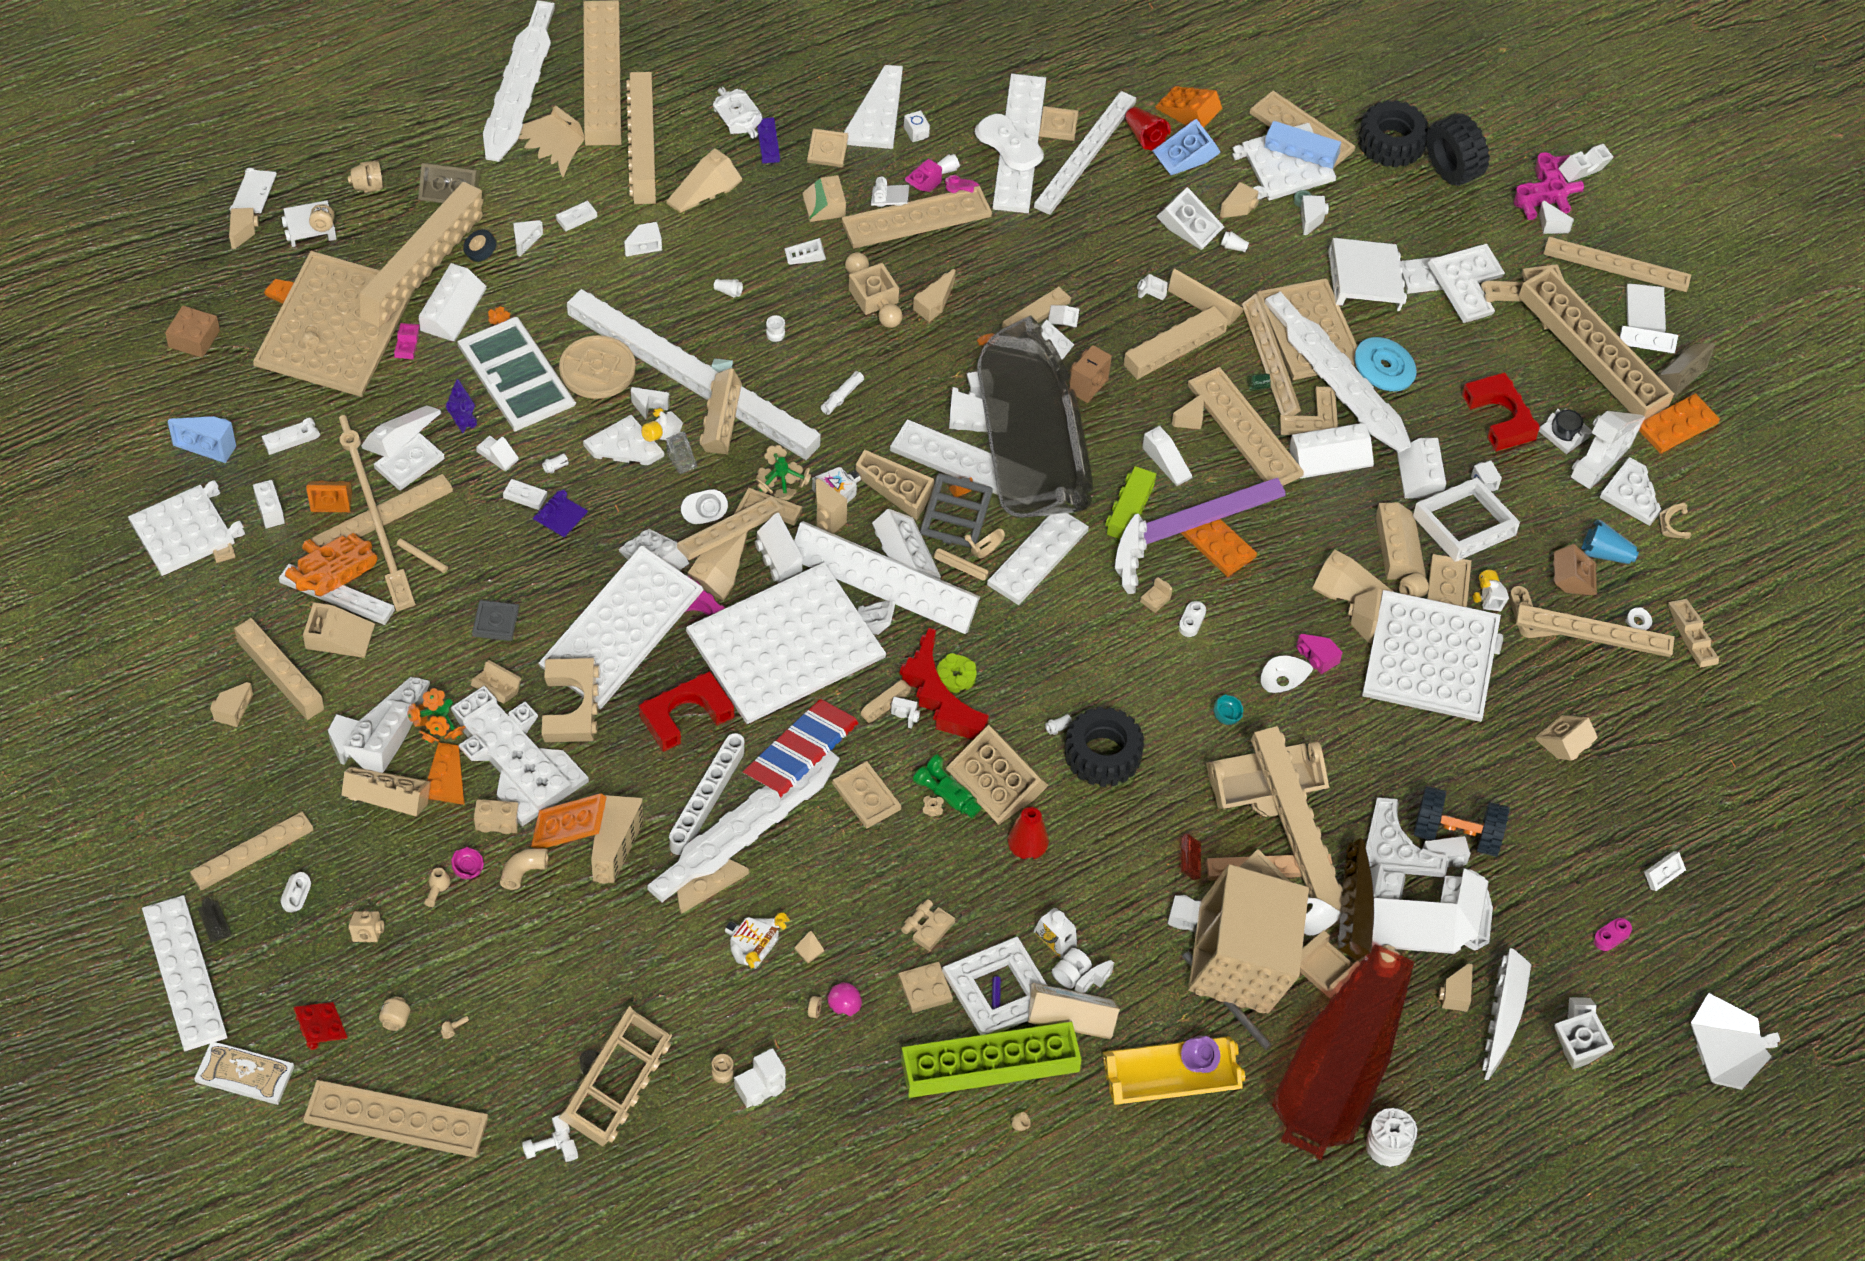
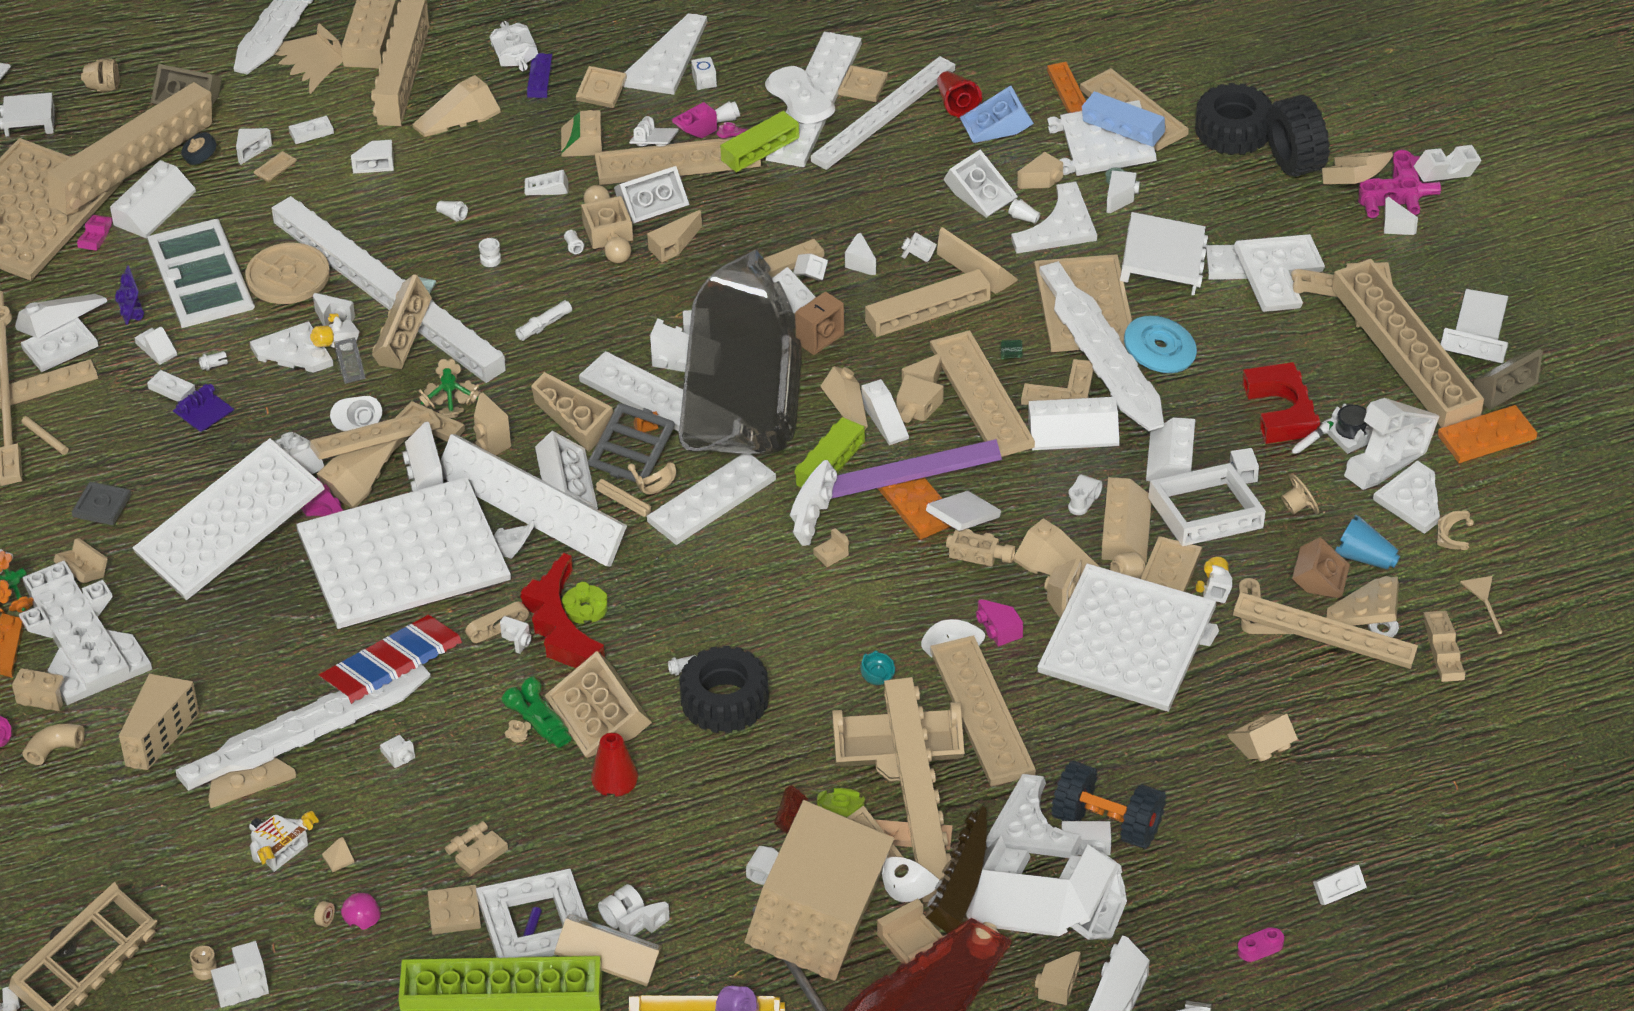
camera: 15 degrees right, 10 degrees down
(321, 218) = (37, 106): tan head -> none
(498, 316) = (199, 216): orange plant -> none
(553, 256) = (275, 166): none -> tan tile
(569, 821) = (111, 698): orange plate -> none
(581, 723) = (158, 608): tan arch -> none
(701, 691) = (295, 591): red arch -> none
(707, 785) = (275, 689): white beam -> none
(833, 838) = (398, 751): none -> white bracket
(840, 481) = (514, 406): white torso -> none
(849, 313) = (575, 245): none -> white pin
(866, 794) = (447, 711): tan plate -> none
(905, 254) = (653, 194): none -> white slope
(988, 194) = (759, 141): none -> lime brick
(1054, 930) = (611, 860): white torso -> none
(1105, 301) = (860, 257): none -> white slope
(1130, 443) = (845, 394): none -> tan slope
(1190, 104) = (1021, 74): orange slope -> none
(1192, 439) = (918, 398): none -> tan torso
(1192, 617) = (866, 576): white plate -> none
(1232, 845) = (842, 801): none -> lime plate
(1240, 114) = (1066, 86): none -> orange plate
(1262, 547) = (963, 510): none -> white tile
(1271, 356) = (1031, 325): tan plate -> none
(1272, 253) = (1063, 227): none -> white plate
(1283, 583) = (978, 548): none -> tan brick
(1317, 723) = (982, 710): none -> tan plate
(1357, 519) = (1083, 494): none -> white piece
(1508, 173) = (1355, 167): none -> tan slope
(1537, 440) = (1324, 428): none -> white piece
(1538, 504) = (1296, 498): none -> tan wheel
(1617, 264) = (1460, 269): tan plate -> none
(1622, 600) = (1369, 604): none -> tan plate
(1708, 572) = (1481, 589): none -> tan piece

